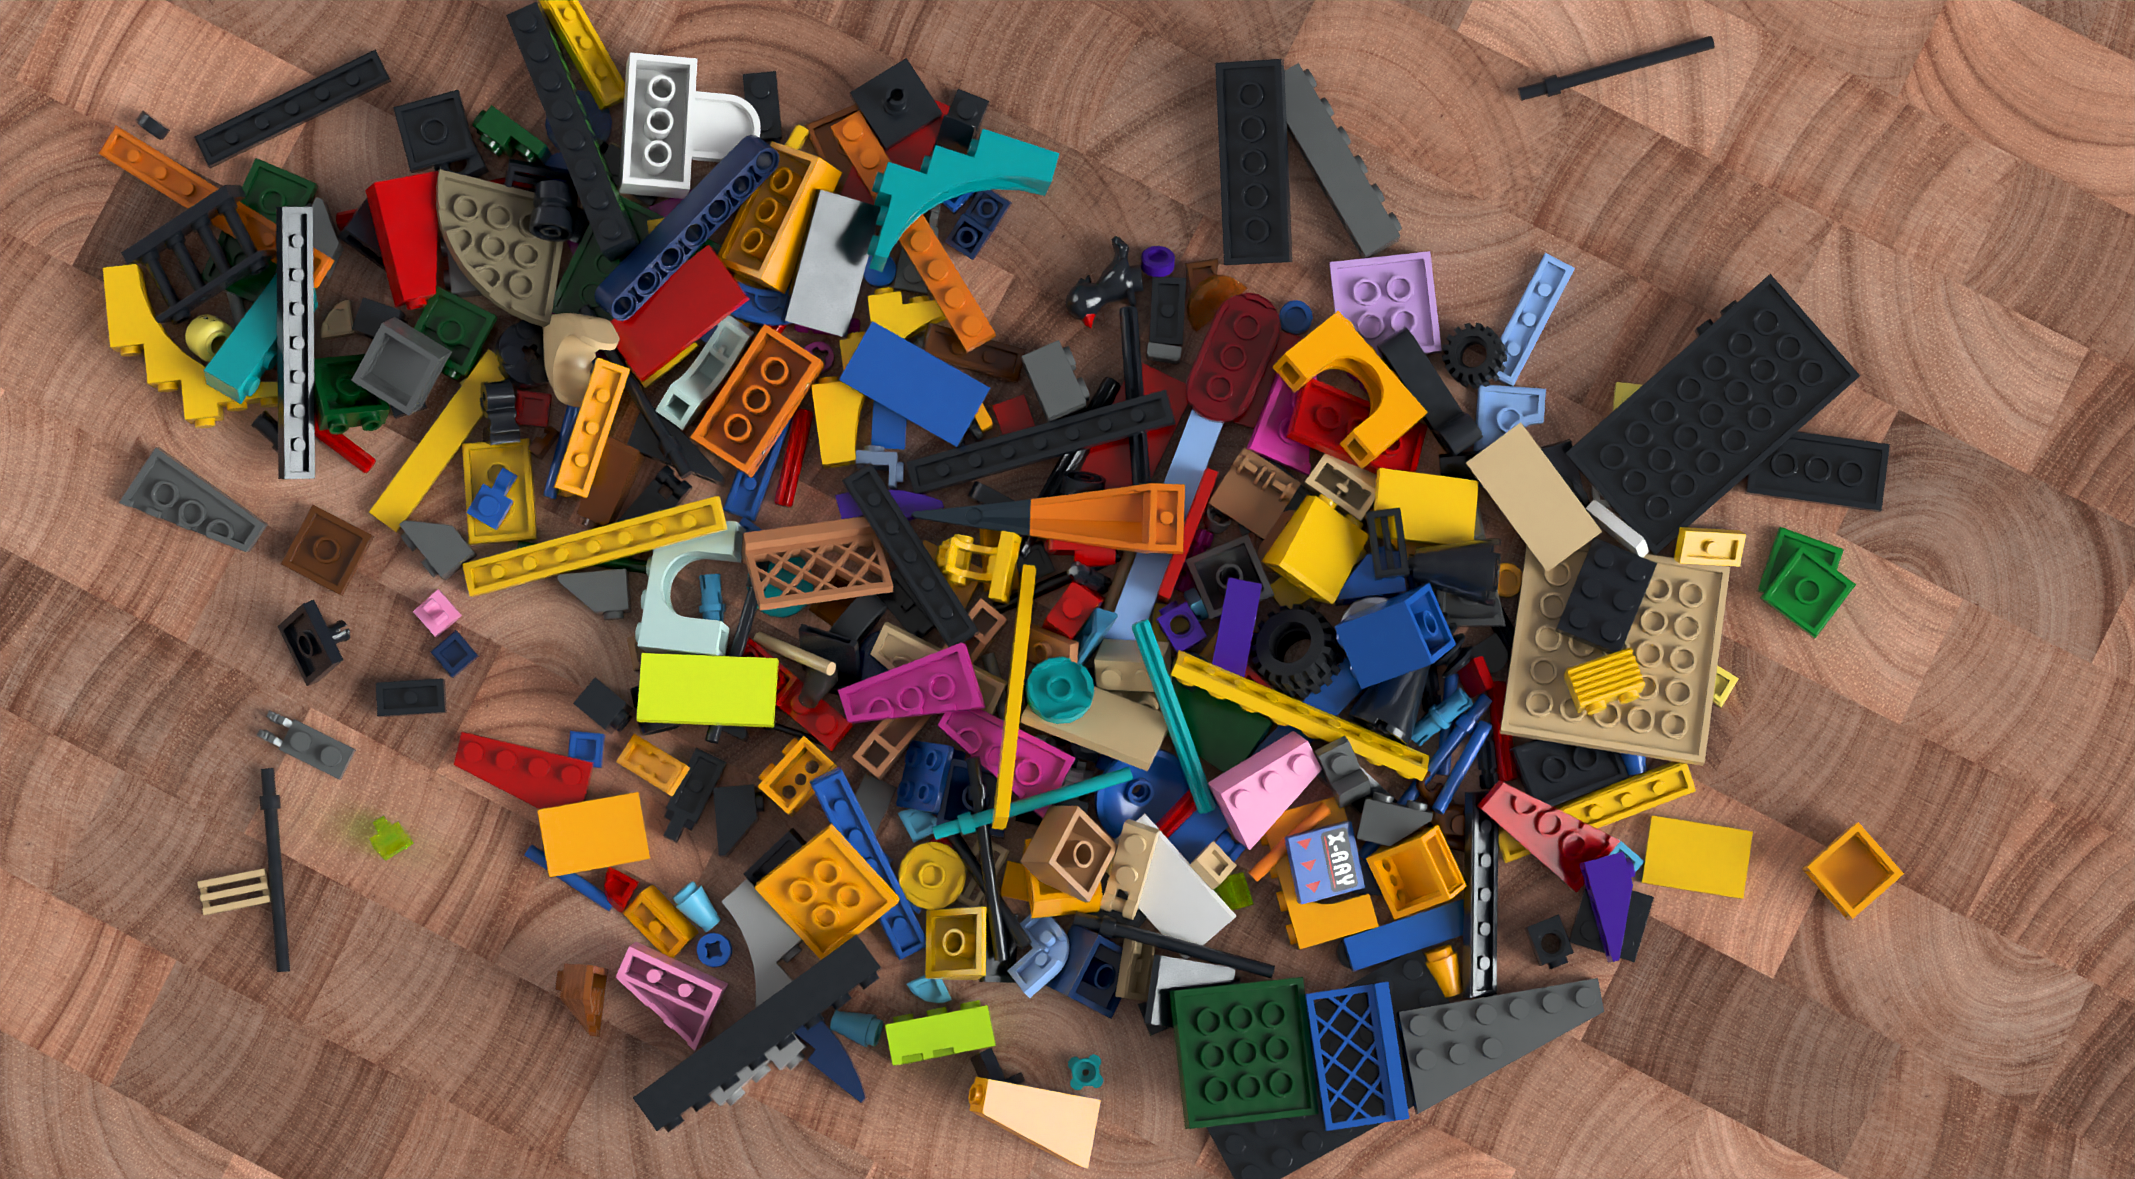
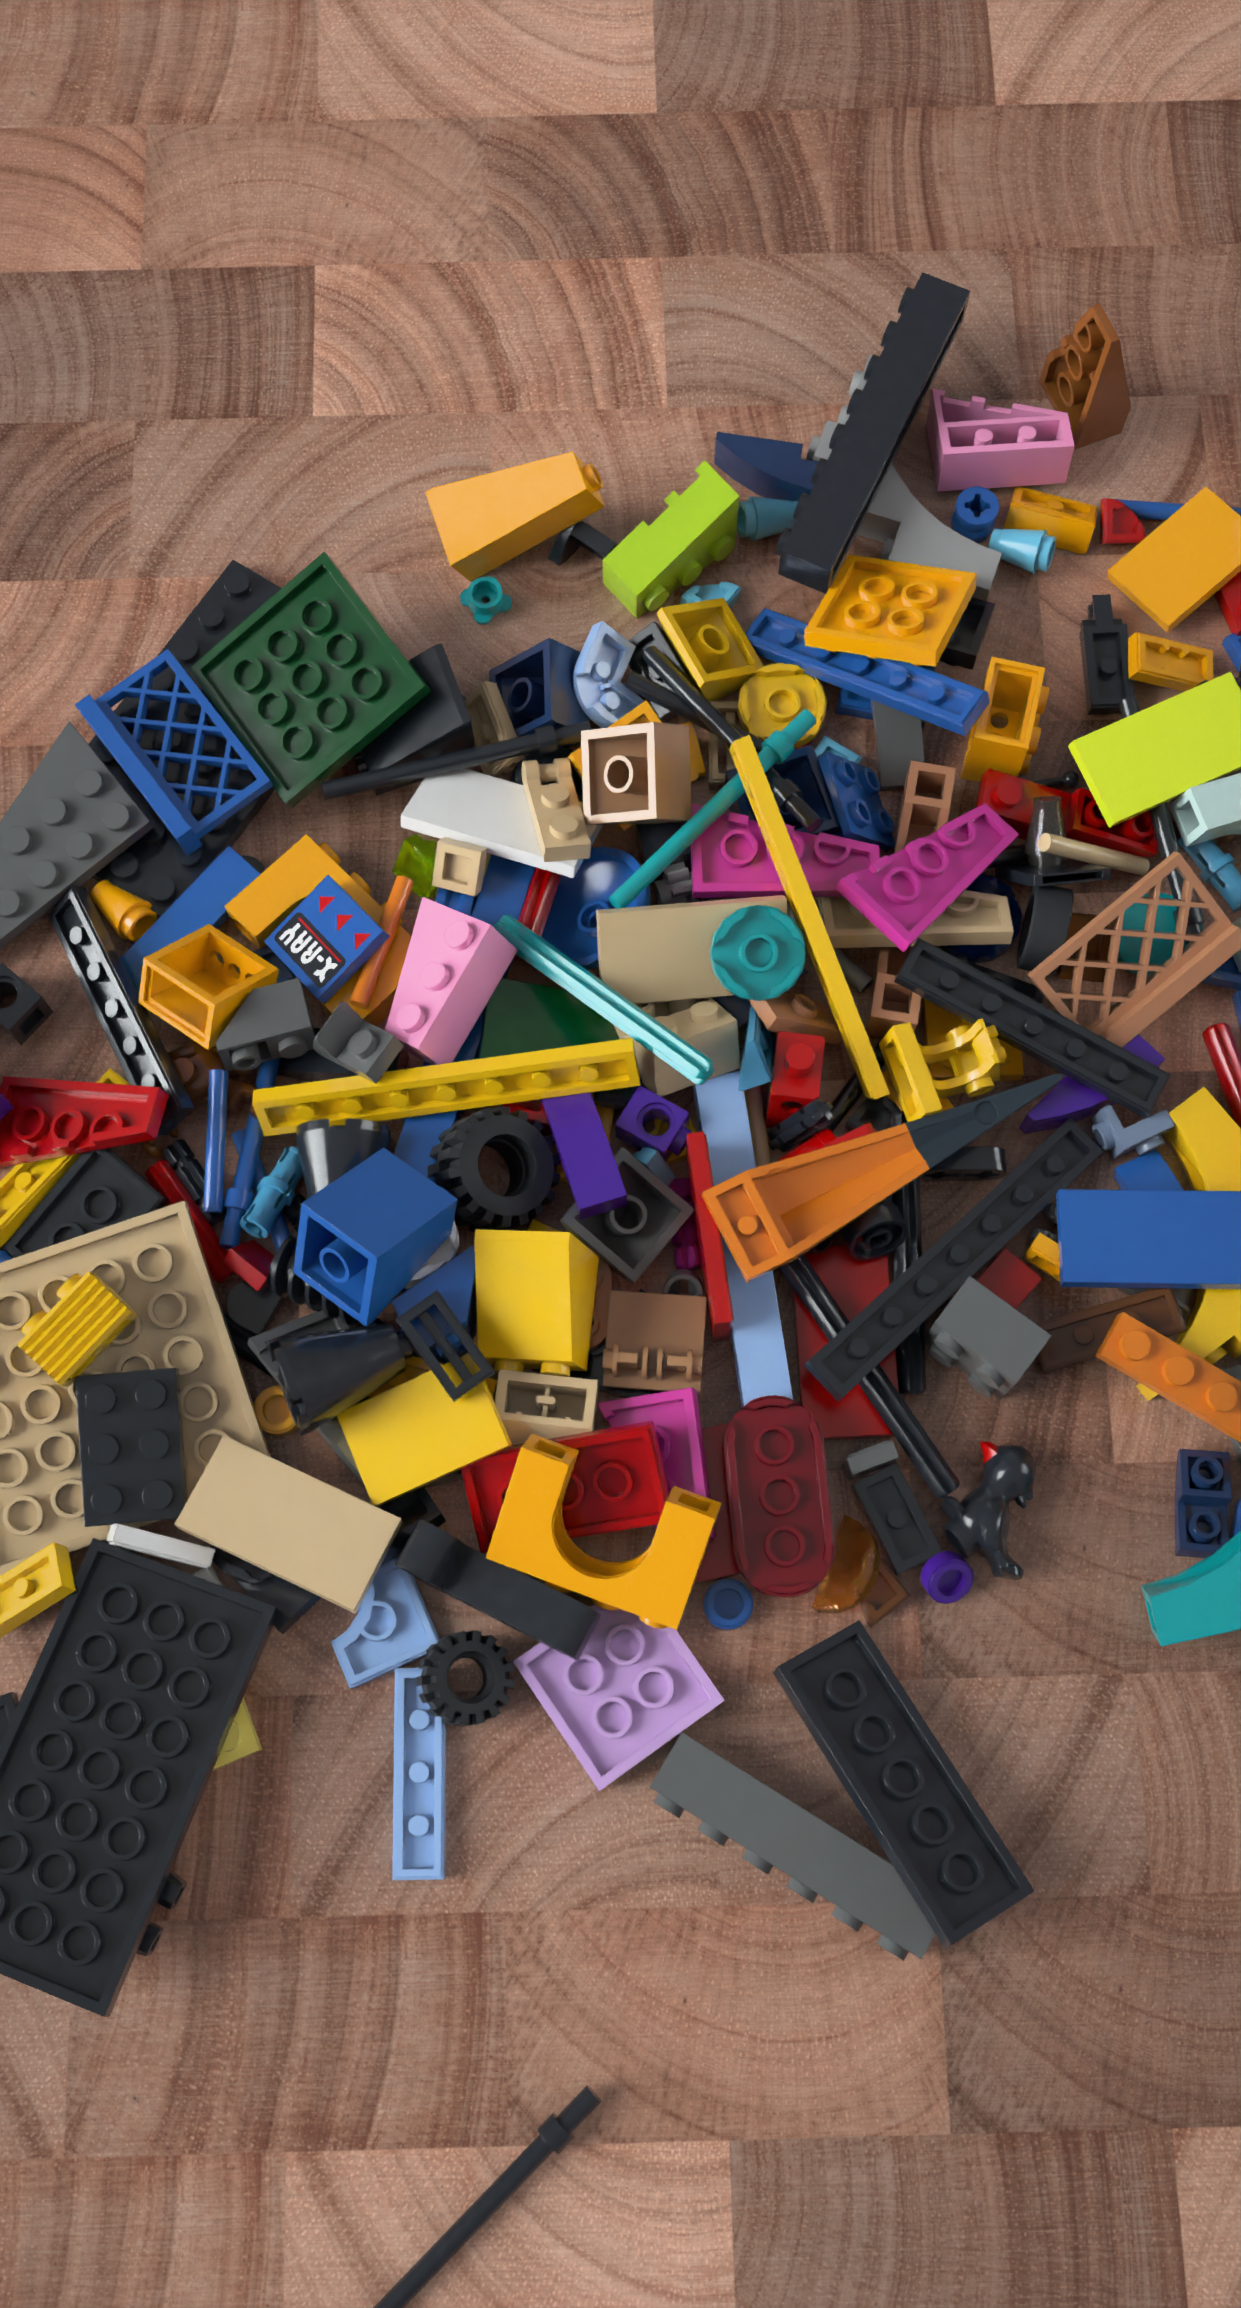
camera: 145 degrees right, 10 degrees down
(735, 814) = (1048, 646): black slope -> none

